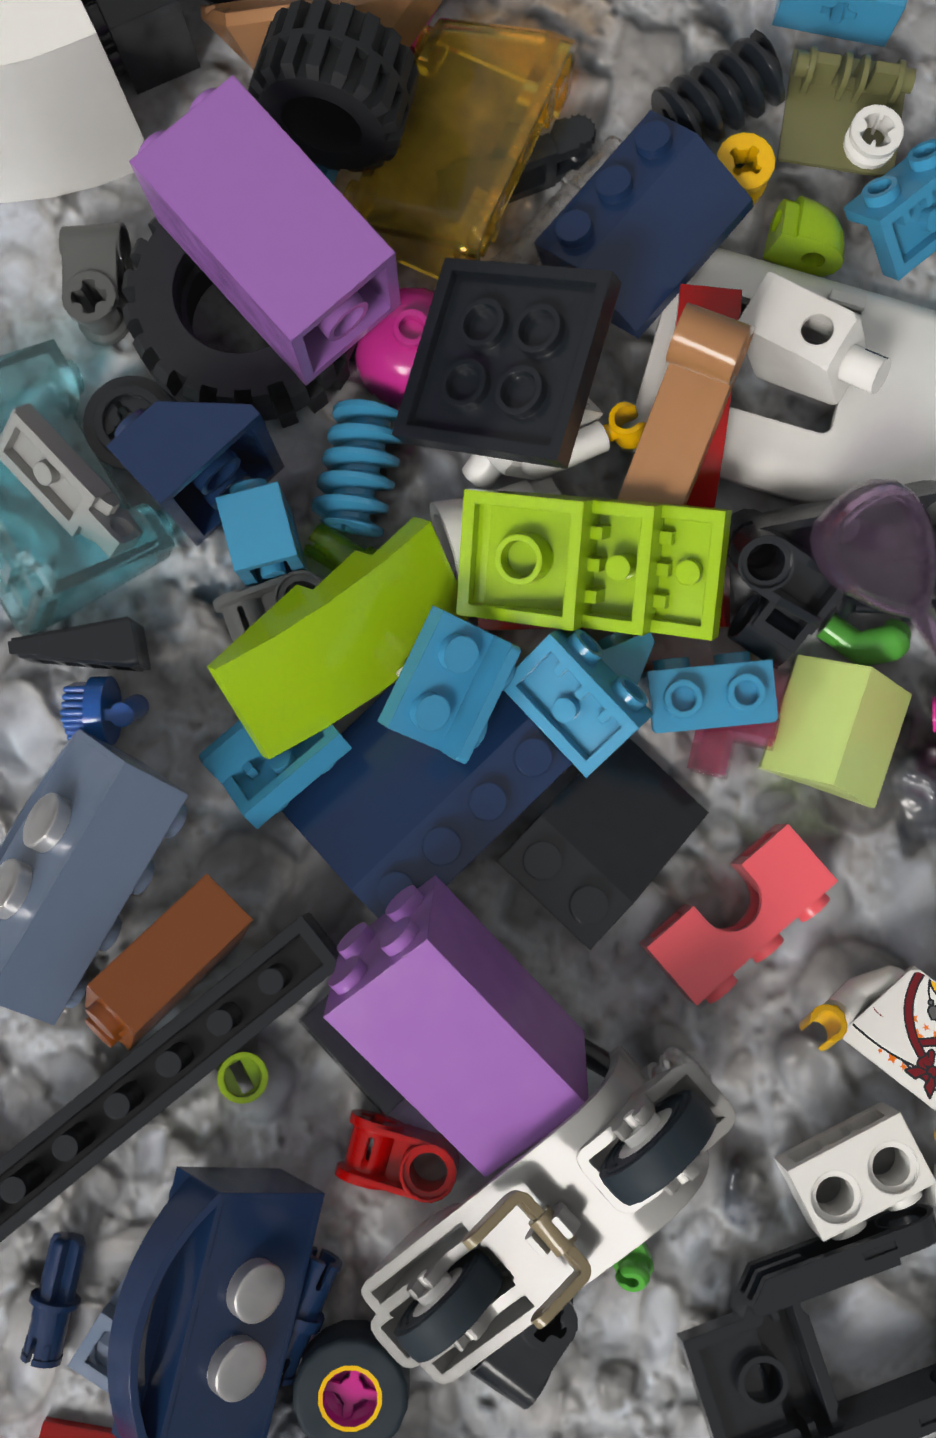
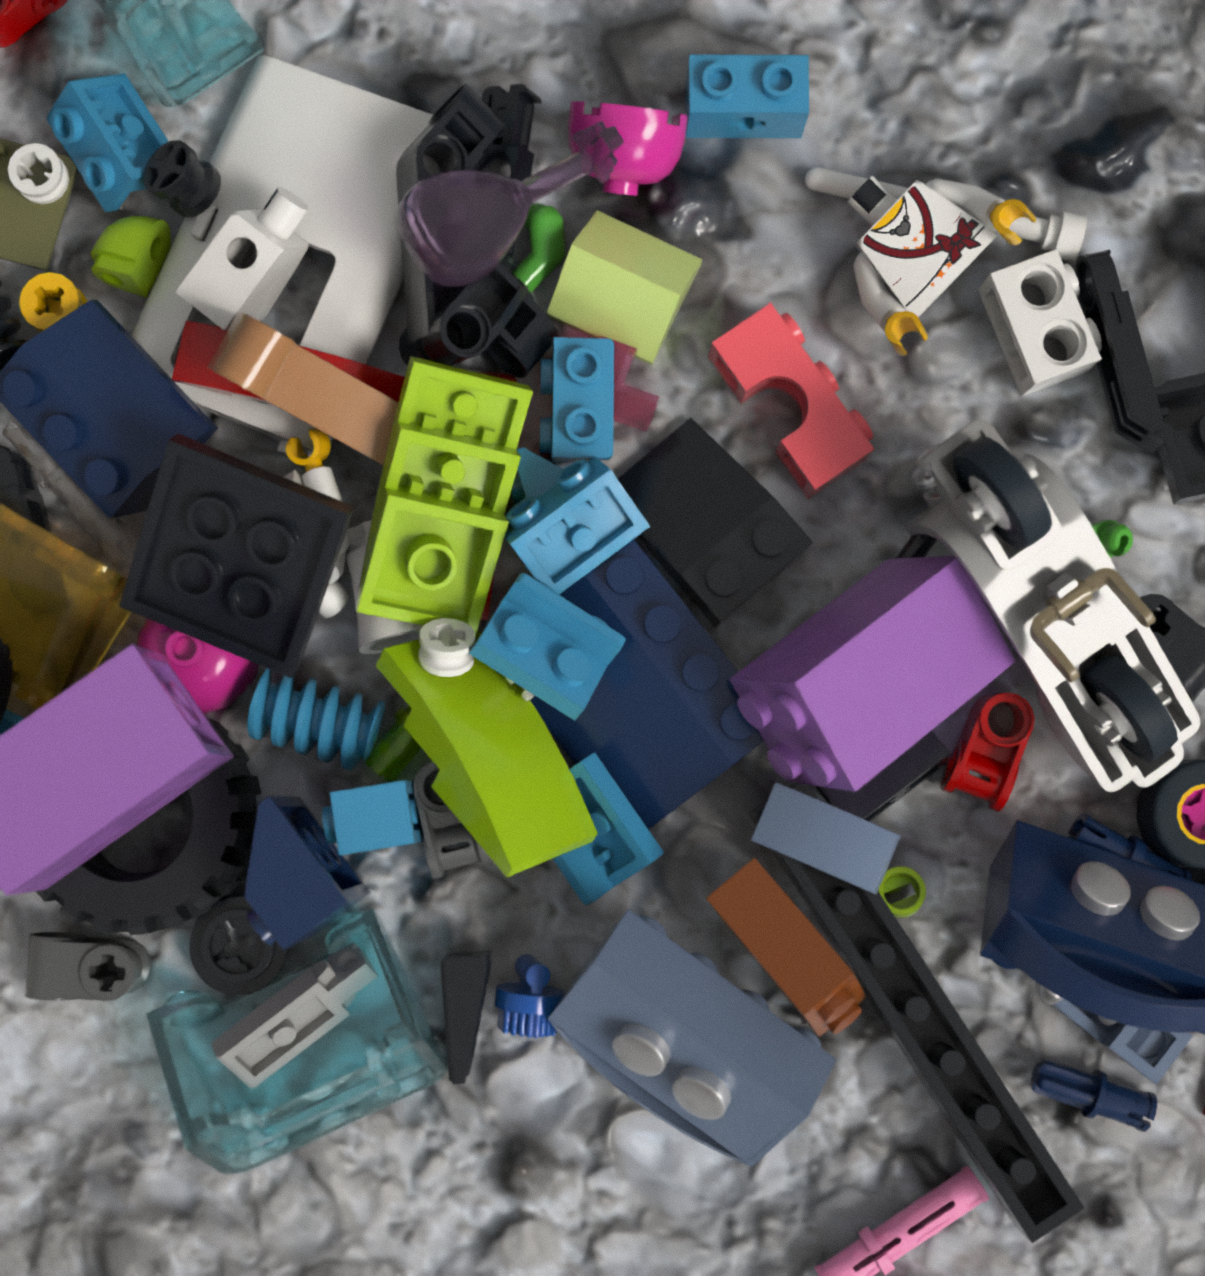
camera: 85 degrees left, 0 degrees up
(280, 992) = (826, 838): none -> sand blue slope
(424, 583) = (446, 647): none -> white bush
(887, 271) = (181, 178): none -> black wheel

